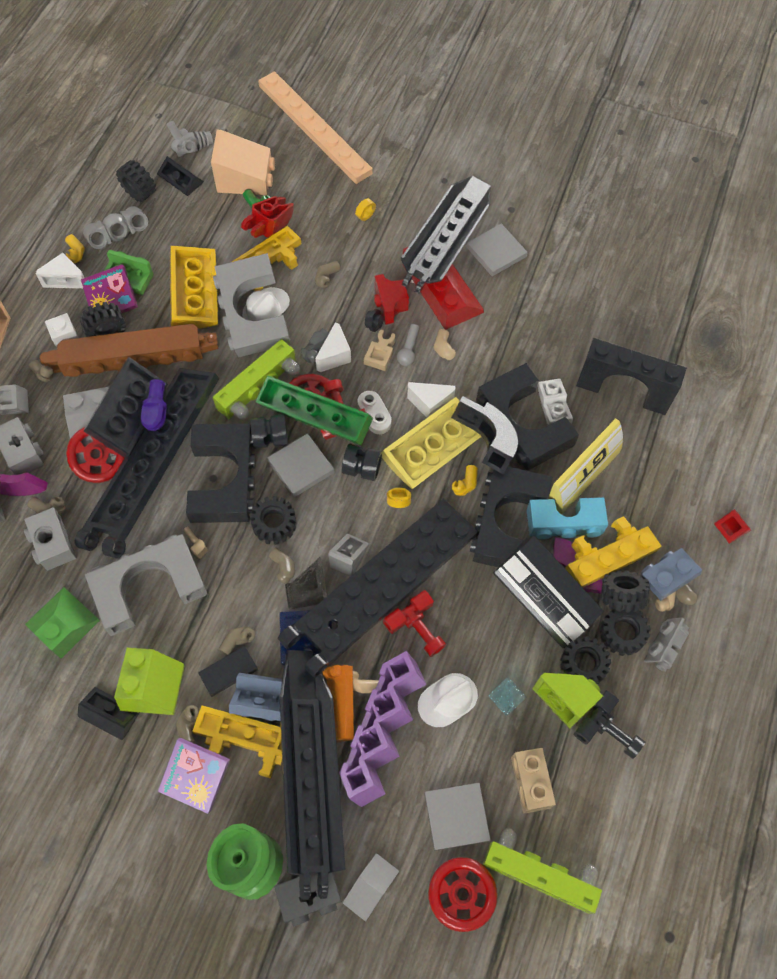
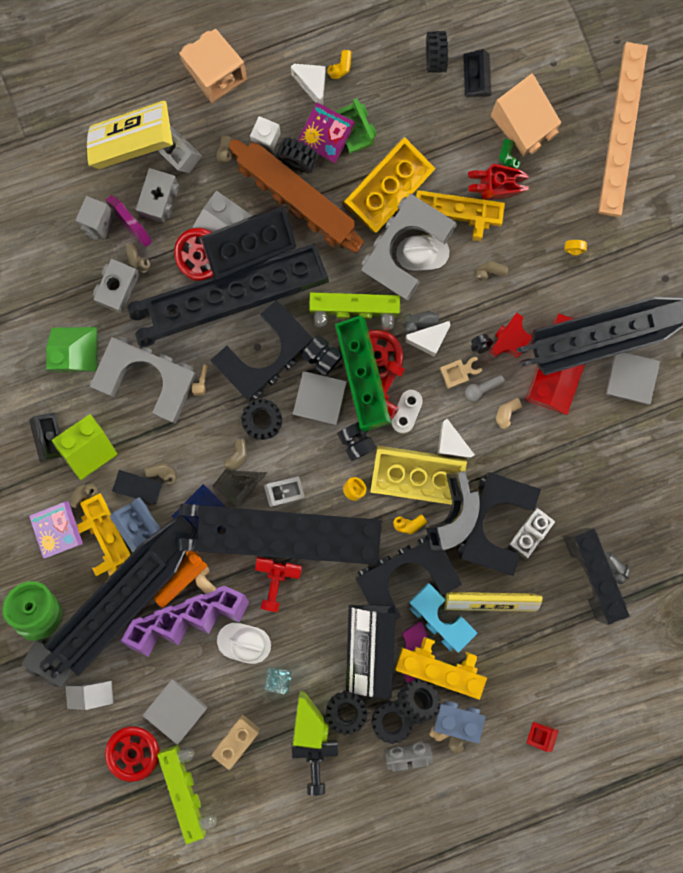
camera: 45 degrees right, 20 degrees up
(126, 226) = (384, 78): light grey piece -> none
(154, 407) = (264, 262): dark purple arm -> none
(186, 141) = (511, 49): light grey piece -> none

